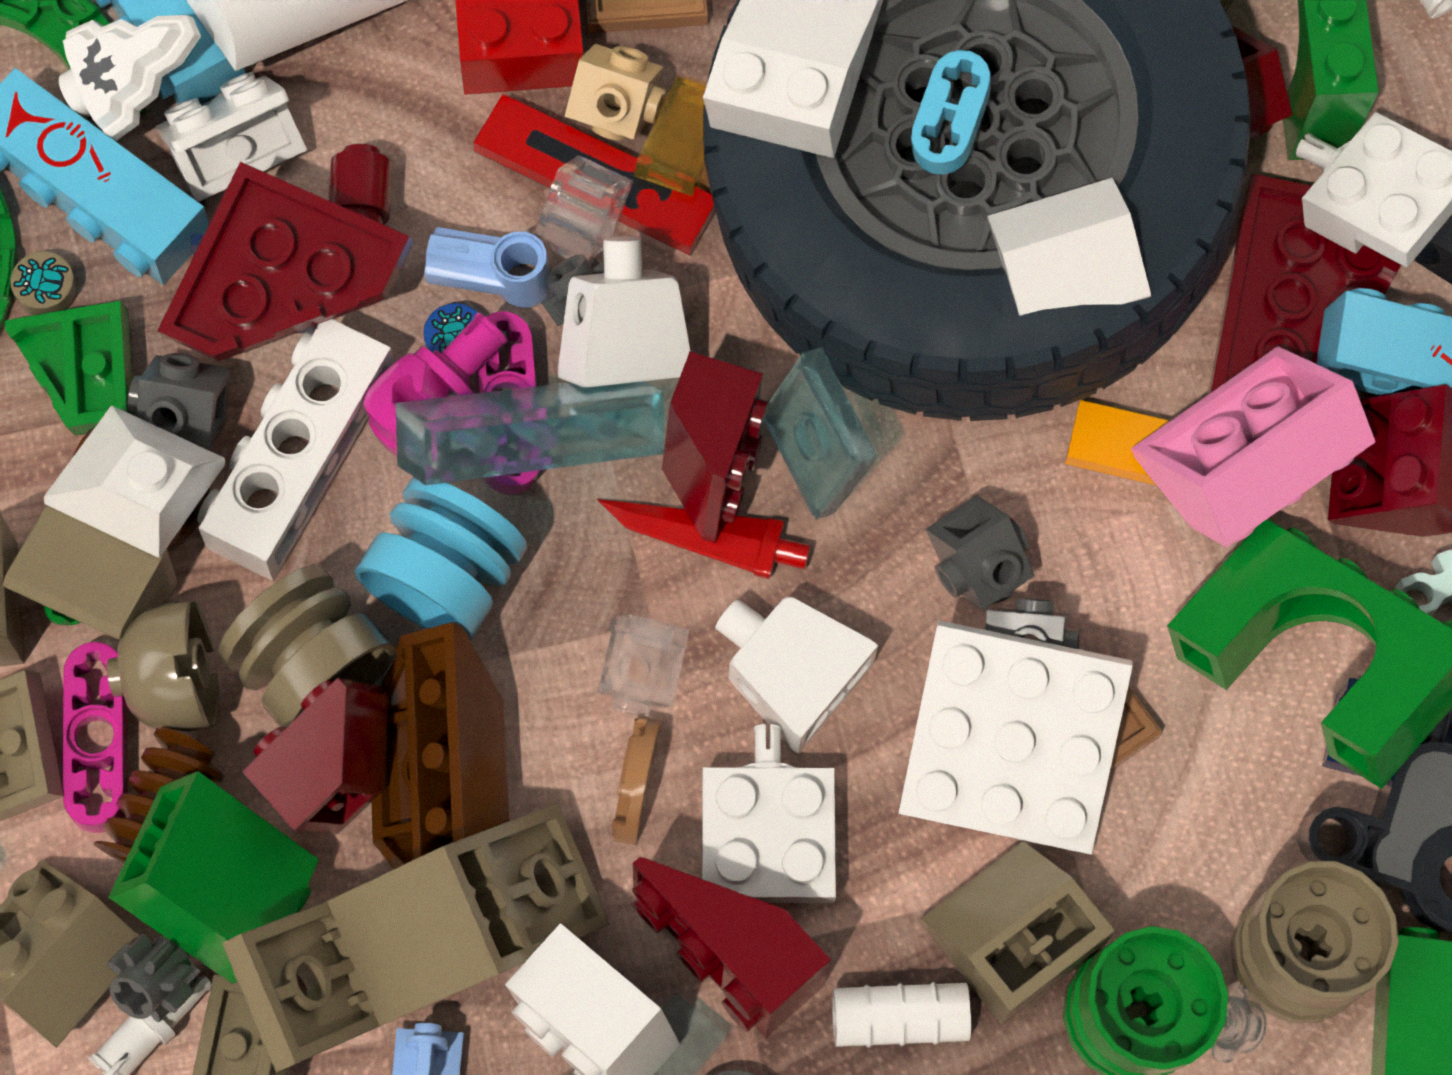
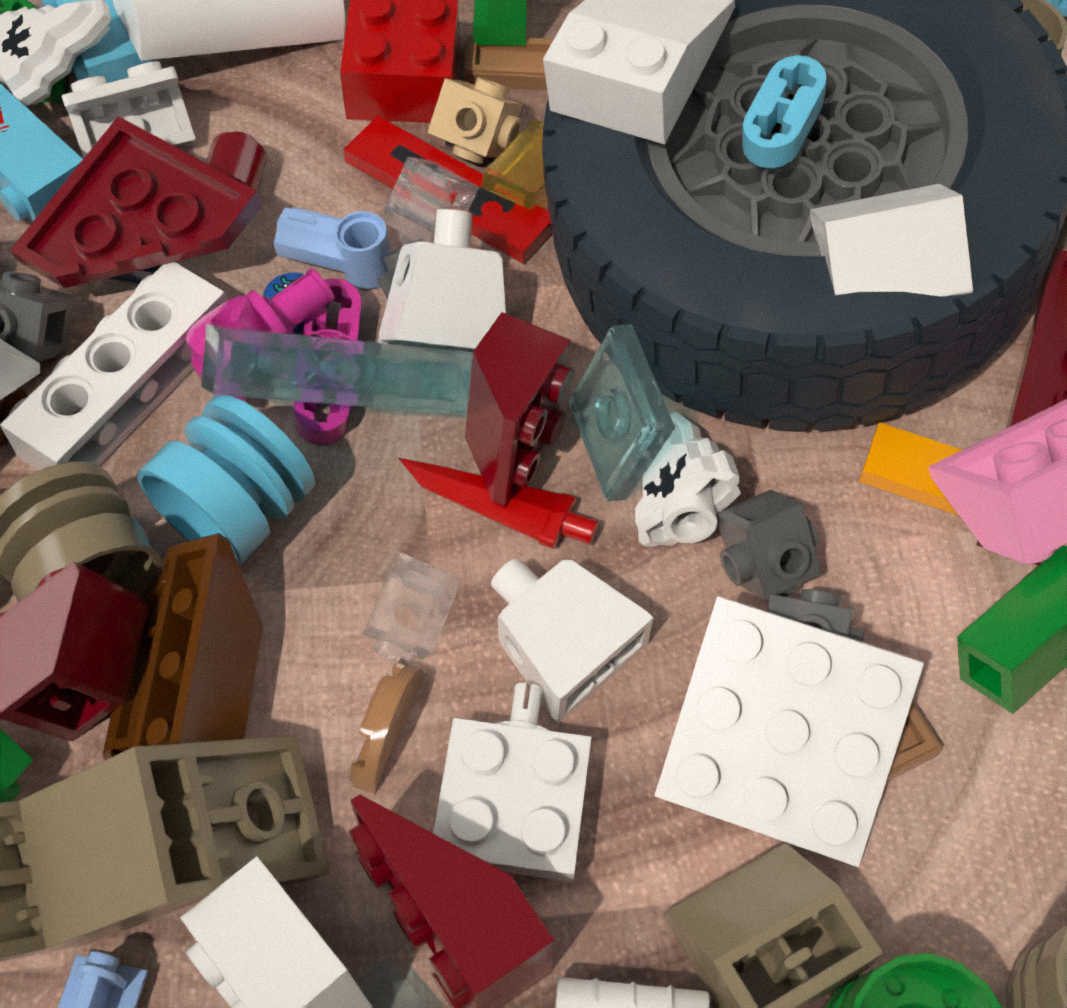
camera: 10 degrees right, 10 degrees down
(892, 500) = (685, 488): none -> white rock

